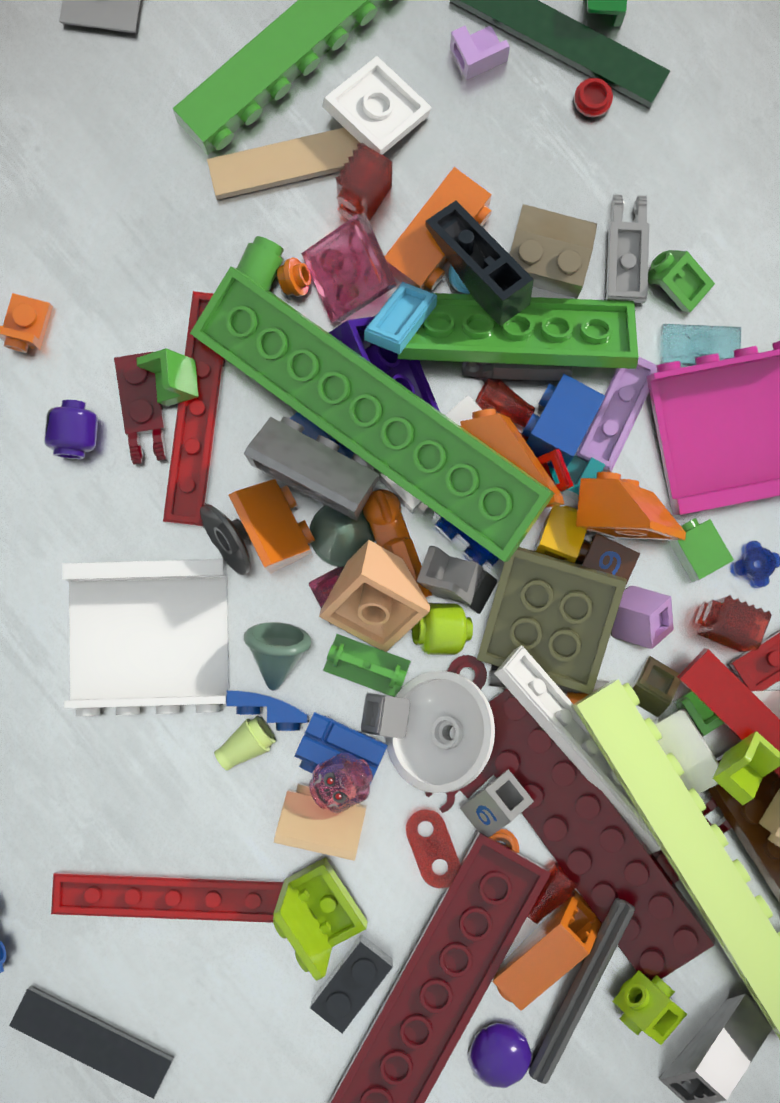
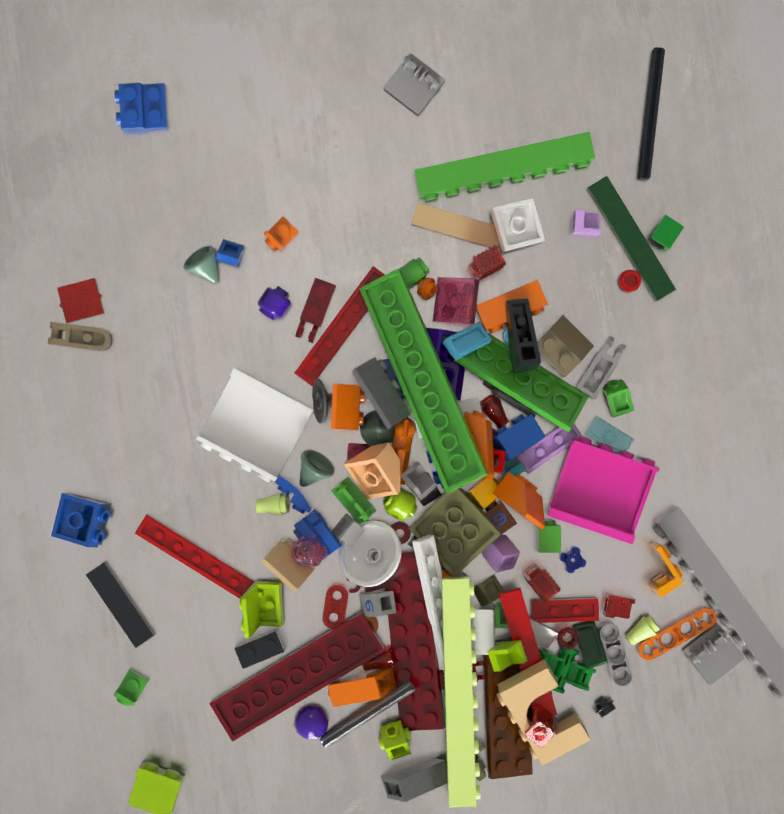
camera: 35 degrees right, 5 degrees up
(174, 375) = (339, 305): bright green panel -> none

